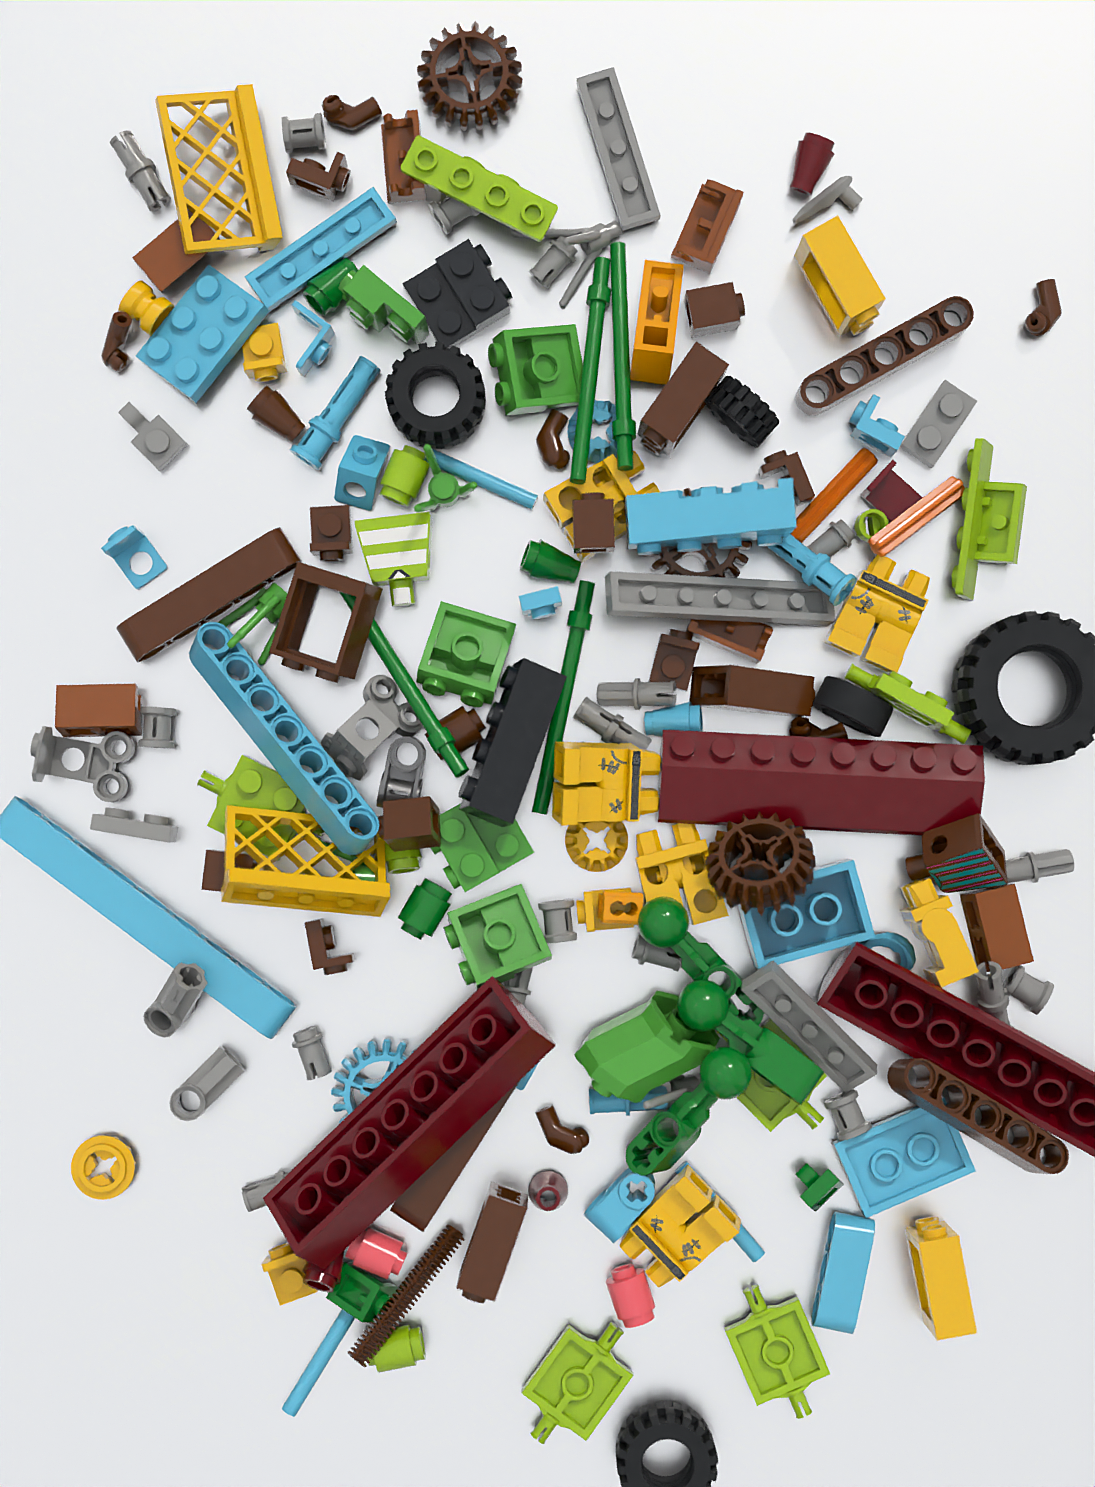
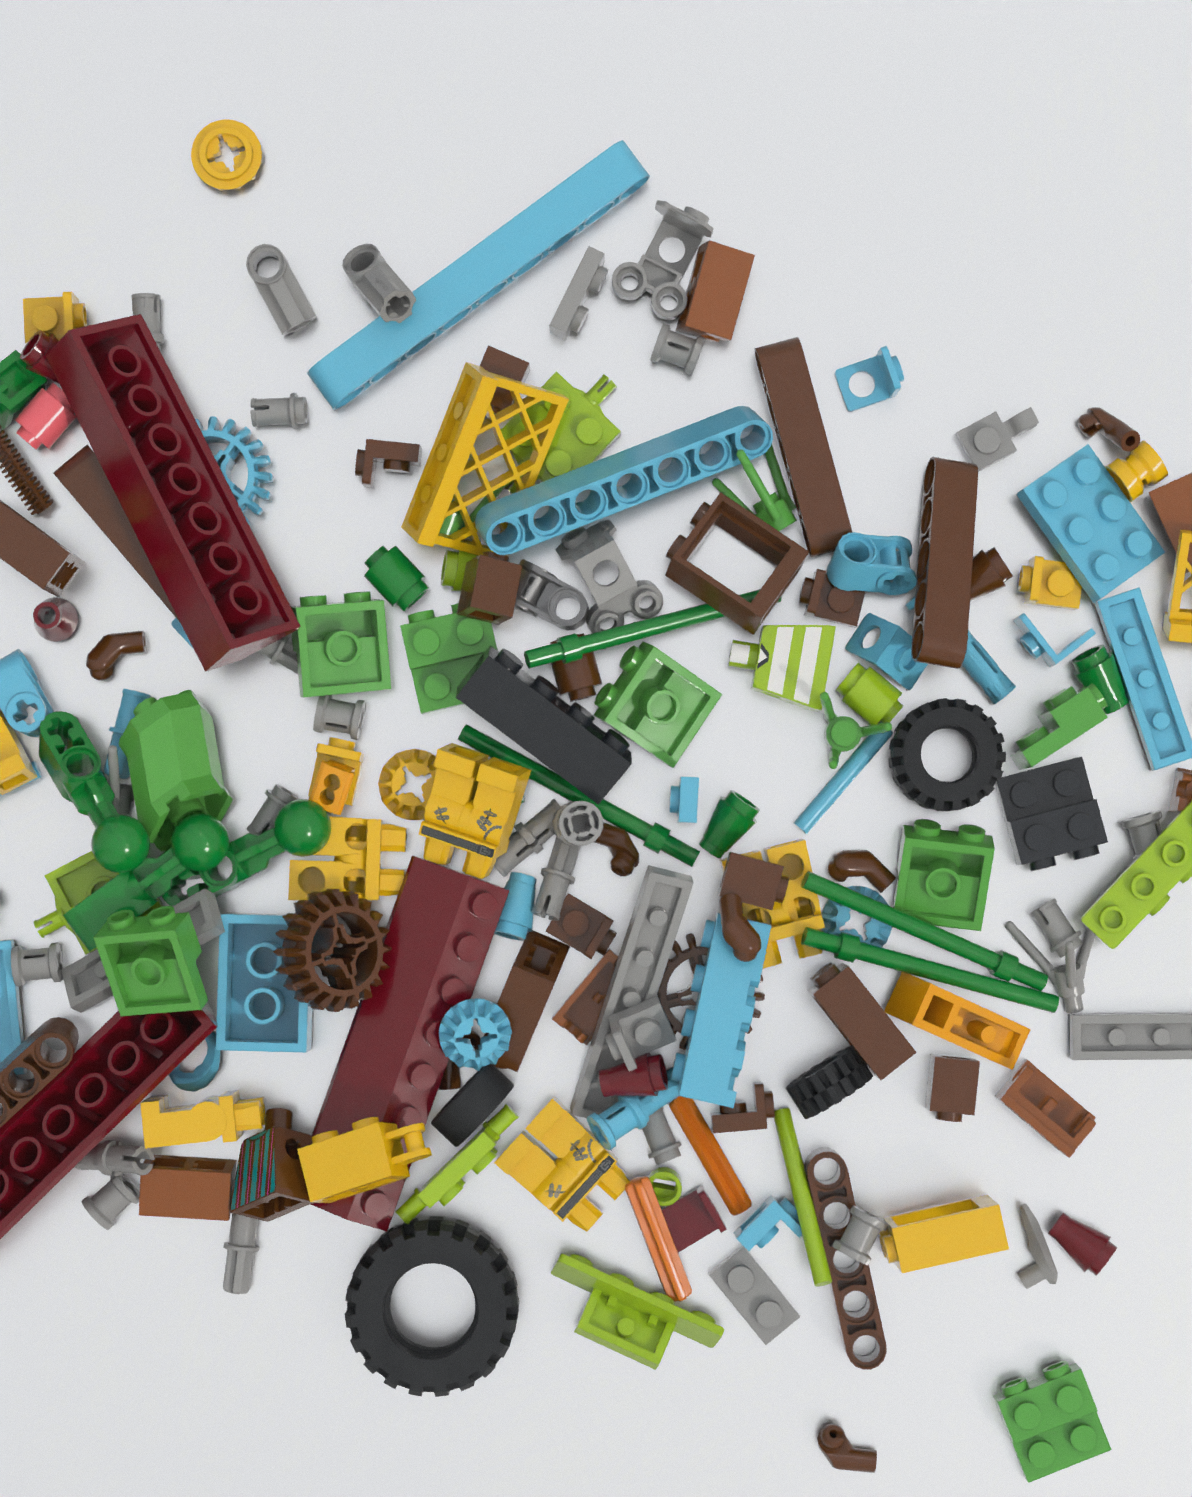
camera: 105 degrees right, 0 degrees up
(273, 443) = (945, 563): none -> reddish brown beam
(290, 508) = (871, 562): none -> medium azure piece
(588, 696) = (570, 821): none -> light grey wheel
(593, 650) = (621, 847): none -> reddish brown arm
(638, 522) = (737, 929): none -> reddish brown arm
(749, 582) = (639, 1031): none -> light grey bracket
(788, 574) = (643, 1081): none -> dark red cone
(789, 736) = (458, 1023): none -> medium azure gear
(818, 1014) = (152, 962): none -> bright green plate
(846, 405) = (802, 1197): none -> lime bar
(863, 345) = (860, 1235): none -> light grey bush
(931, 784) = (359, 1159): none -> yellow brick
(965, 145) = (1051, 1420): none -> bright green plate

